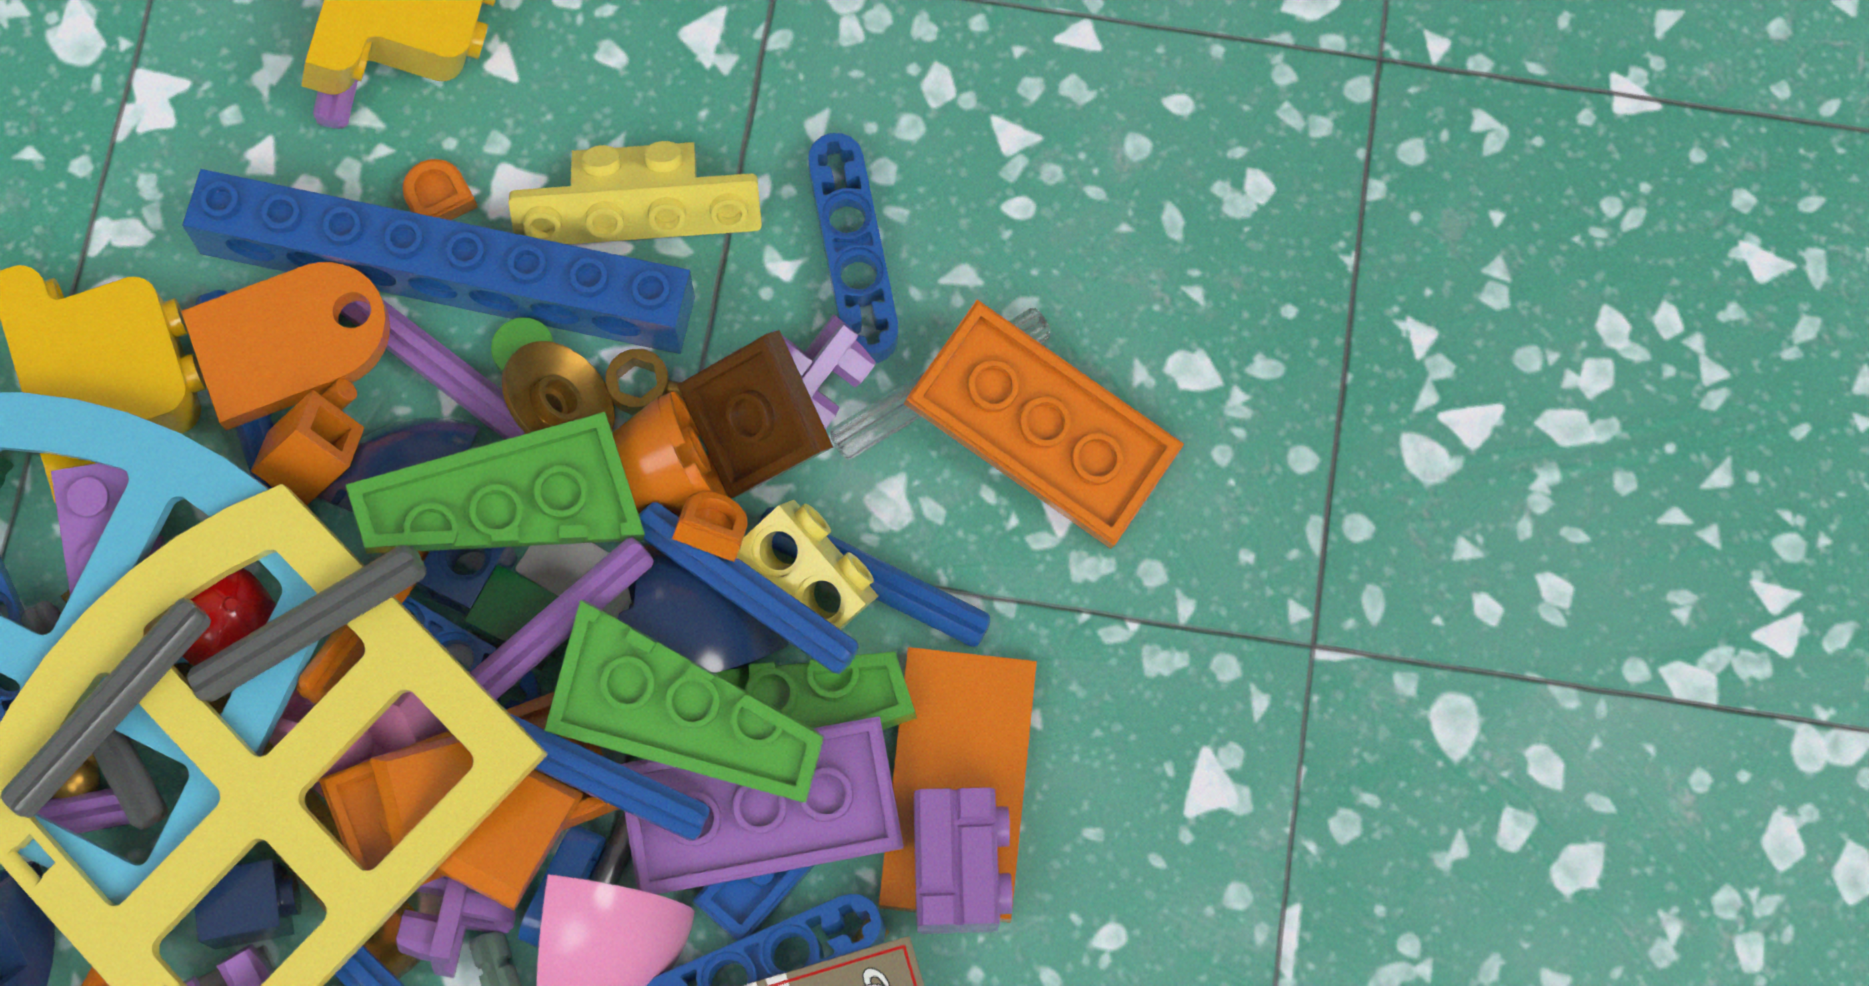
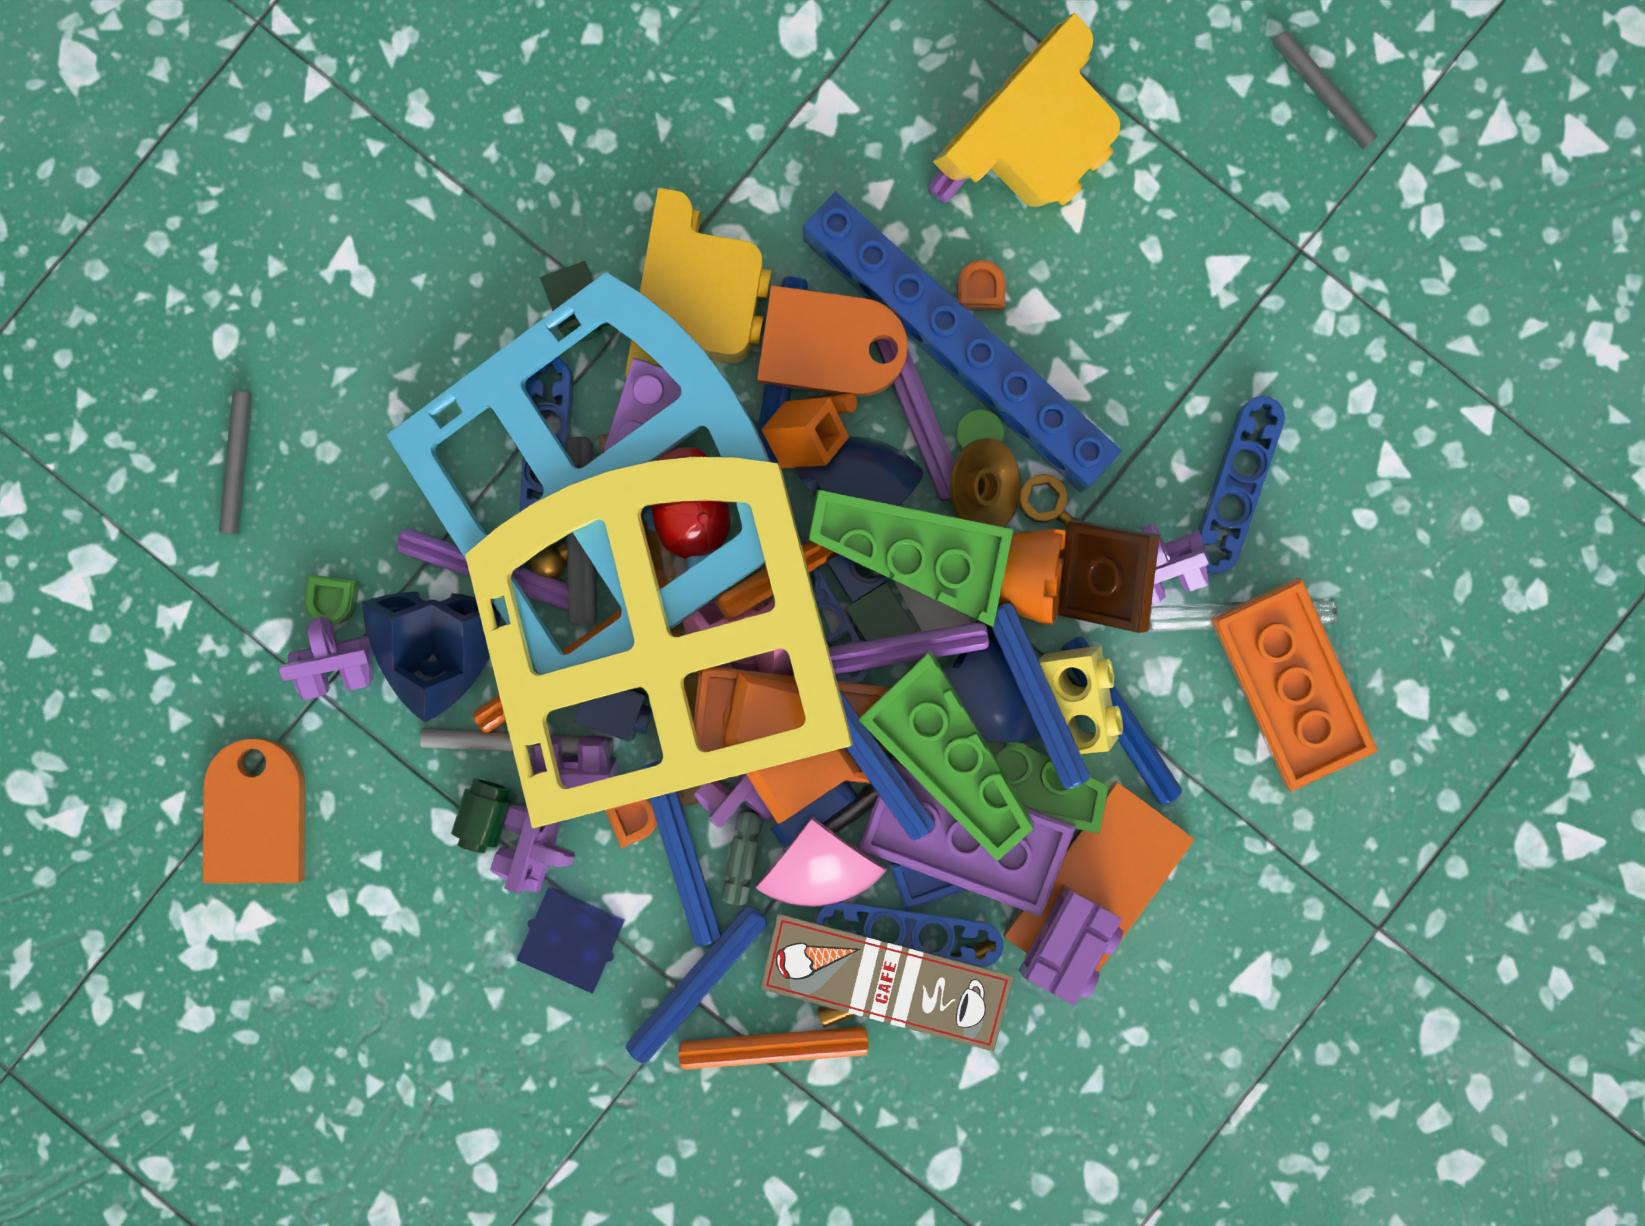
camera: 35 degrees right, 15 degrees up
(105, 708) = (591, 546): dark grey axle -> none
(307, 623) = (746, 570): dark grey axle -> none
(635, 197) = (1113, 366): light yellow bracket -> none
(712, 524) = (1040, 643): orange tile -> none

